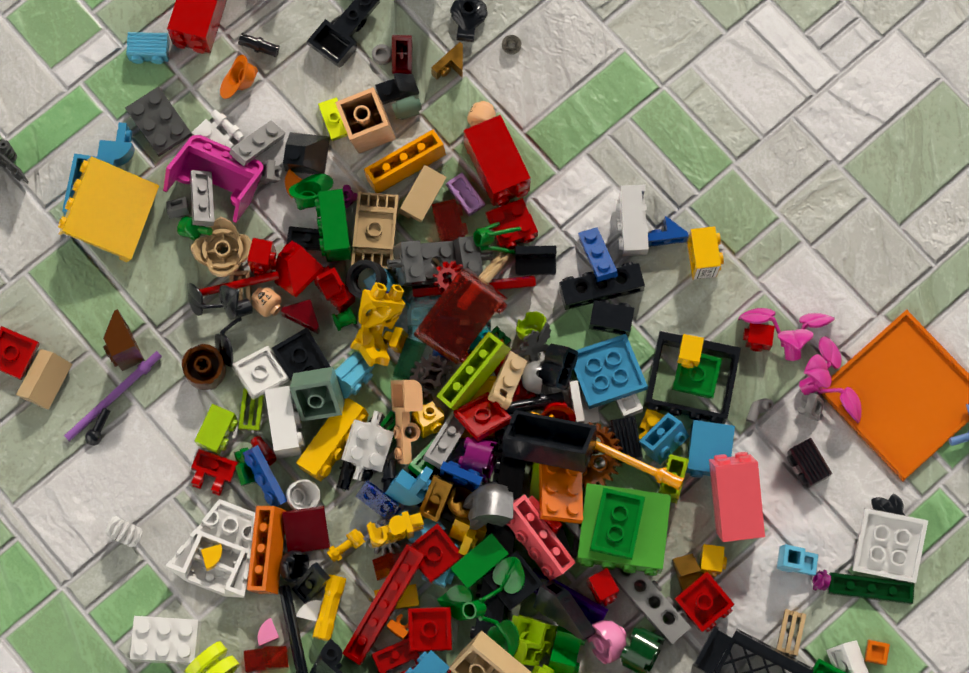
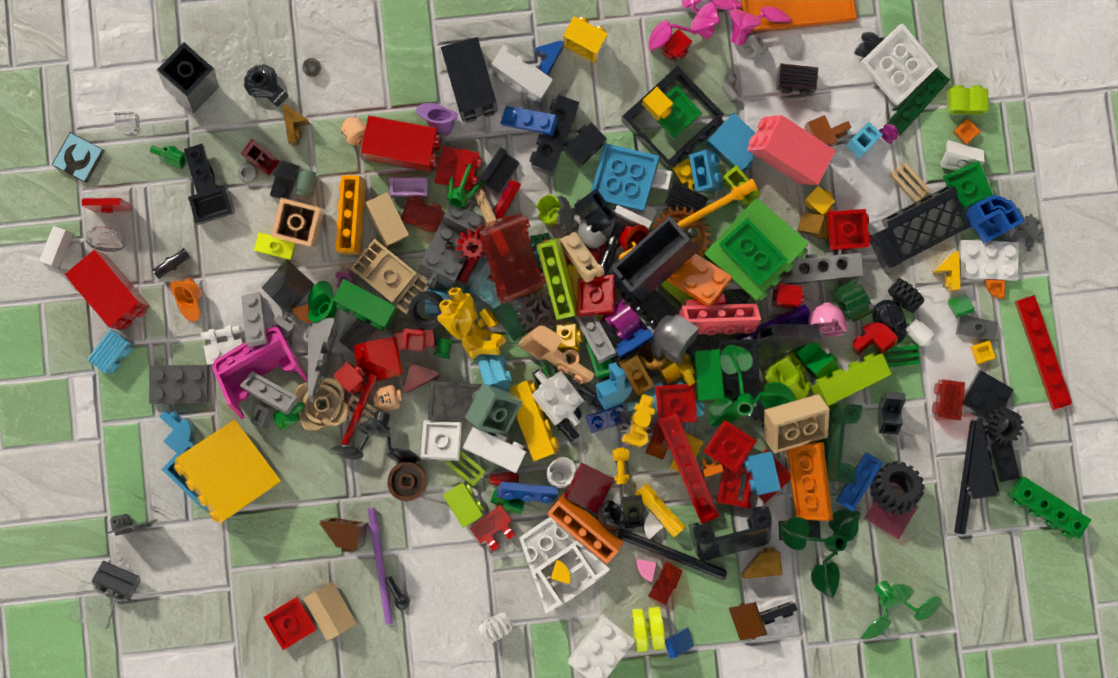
camera: 55 degrees left, 10 degrees up
(274, 212) = (320, 344): none -> light grey wedge
(544, 176) = (437, 117): none -> medium lavender piece
(595, 180) = (470, 79): none -> black brick
(775, 522) = (821, 129): none -> dark orange brick
(905, 632) = (967, 100): none -> lime brick

